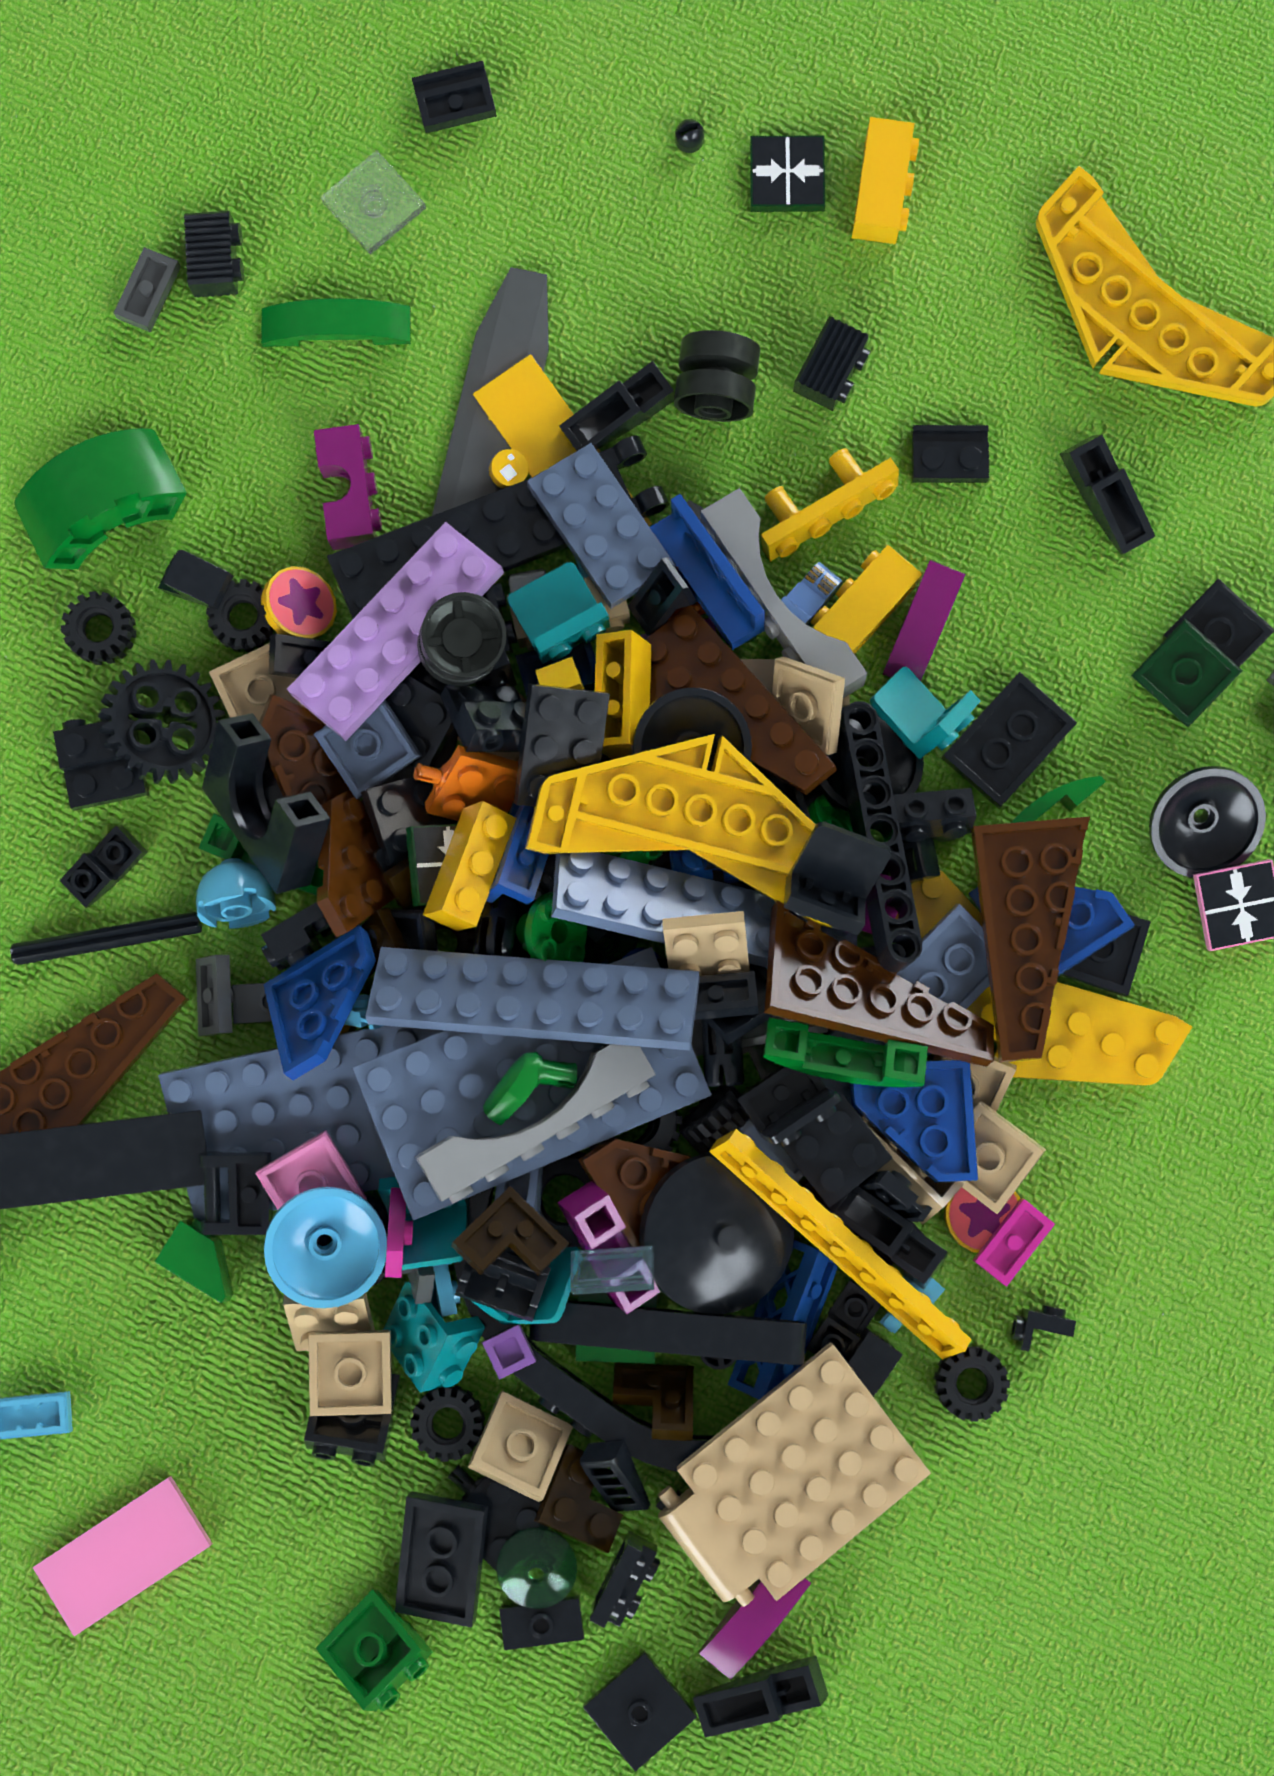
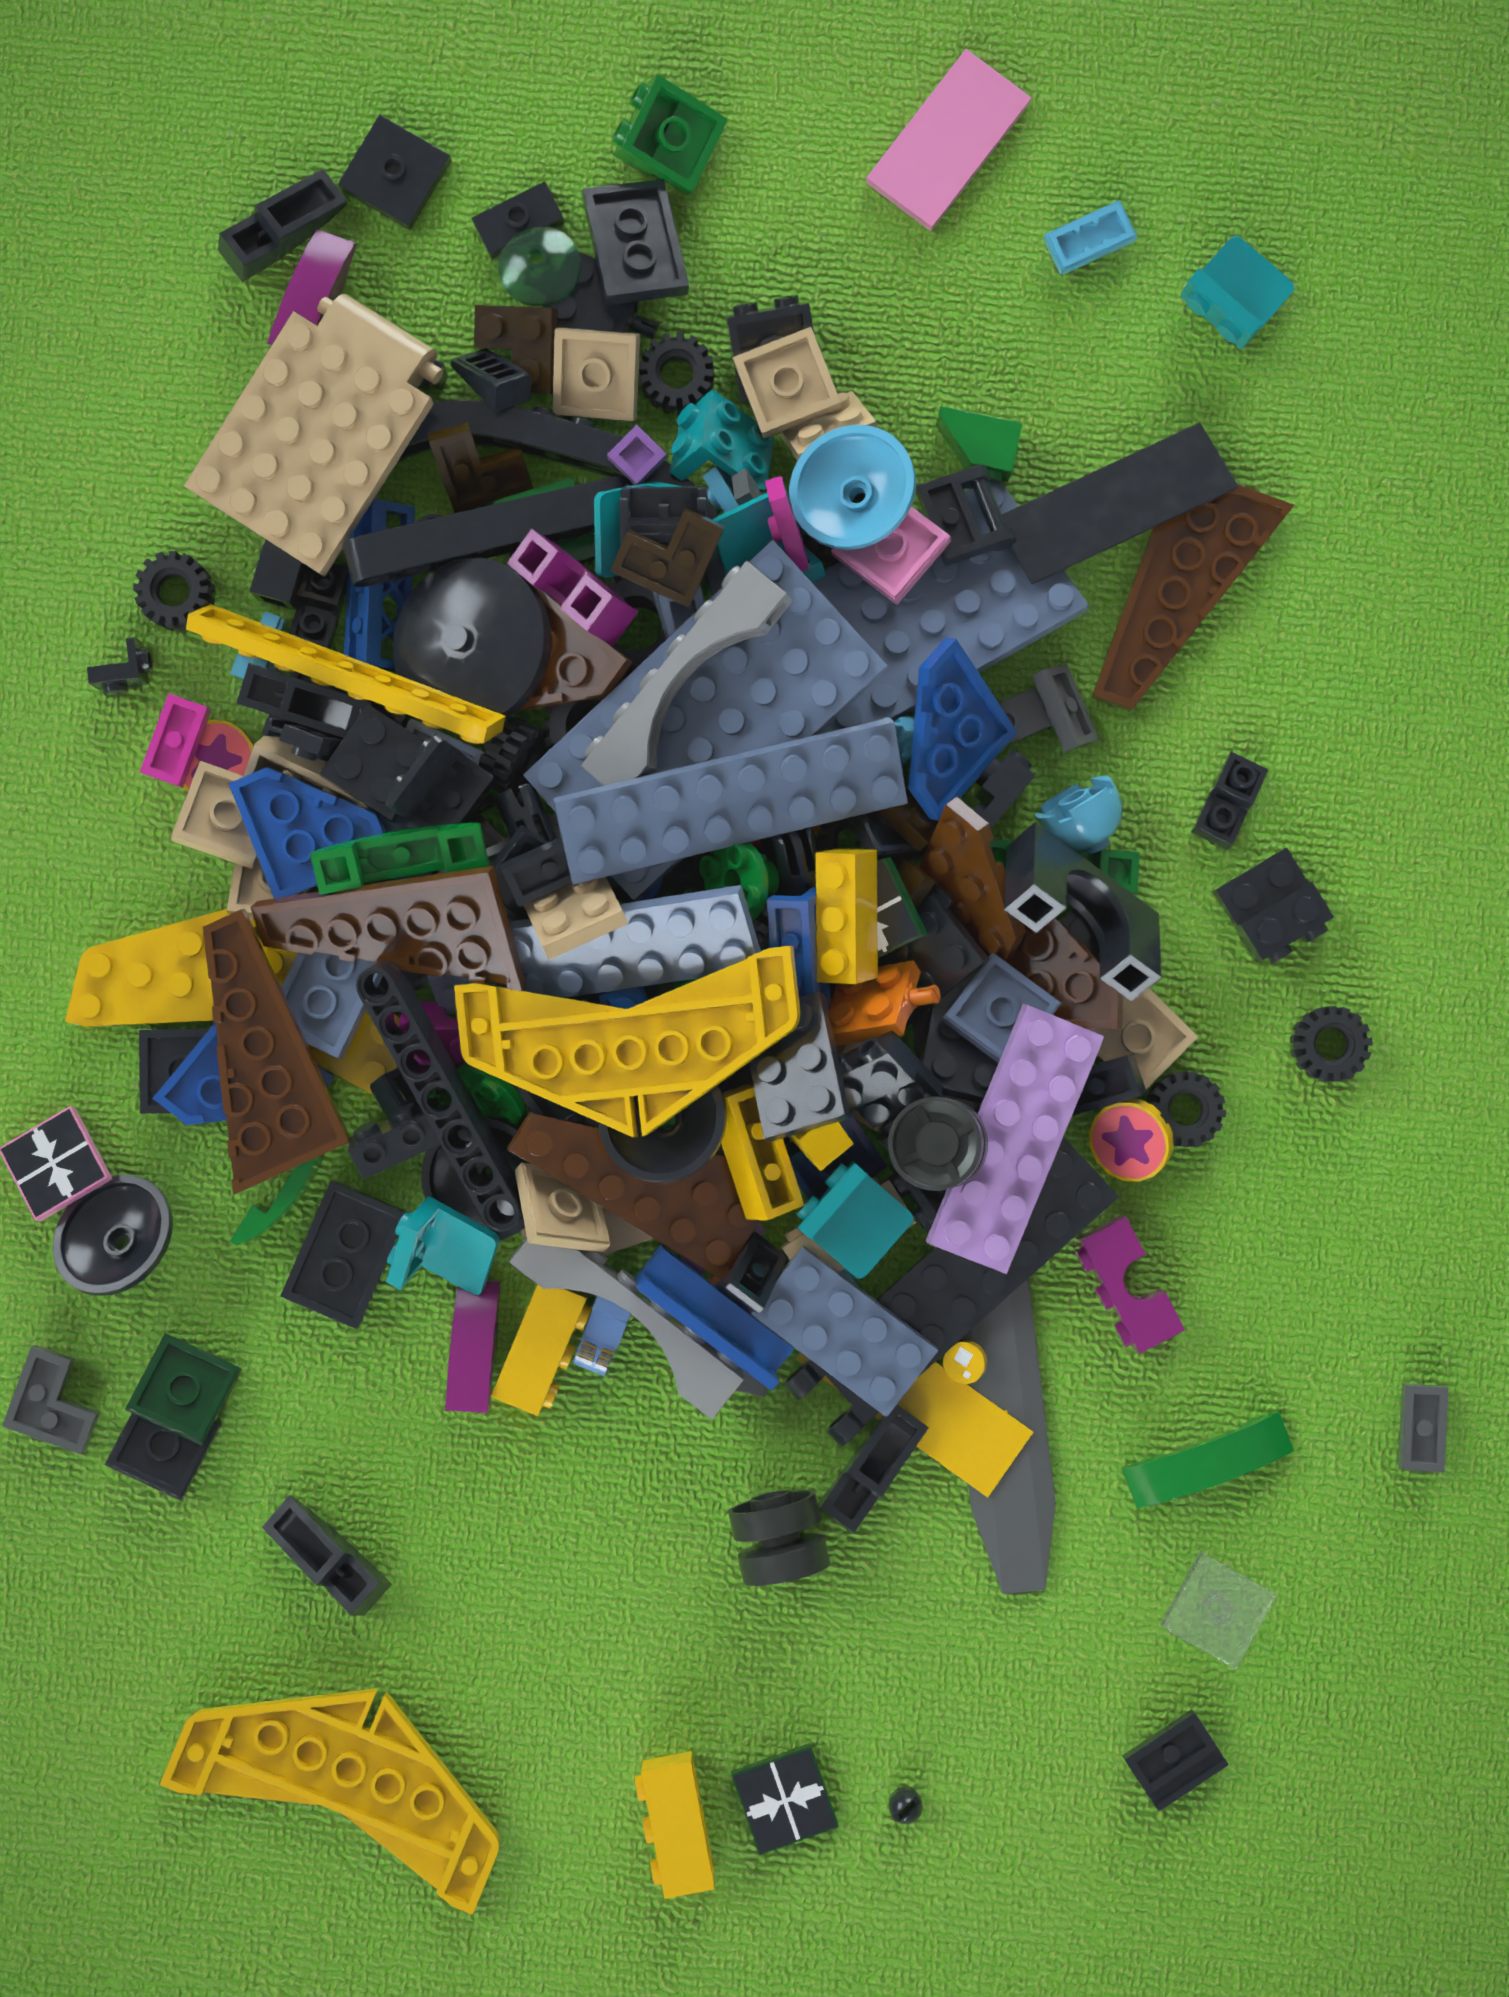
camera: 155 degrees right, 5 degrees up
(93, 490) = (1391, 1188): green panel -> none
(105, 938) = (1198, 728): black axle -> none
(163, 688) = (1236, 1000): black gear -> none
(195, 580) = (1247, 1126): black slope -> none
(212, 253) = (1368, 1490): black brick -> none
(521, 579) = (904, 1250): light grey tile -> none
(522, 1079) = (712, 710): green arm -> none
(612, 1270) = (559, 563): clear light blue tile -> none
(619, 1590) = (451, 282): black plate -> none
(816, 519) = (598, 1449): yellow plate -> none
(831, 364) = (663, 1598): black brick -> none
(835, 877) = (468, 1028): black bracket -> none
(950, 454) = (507, 1544): black plate -> none

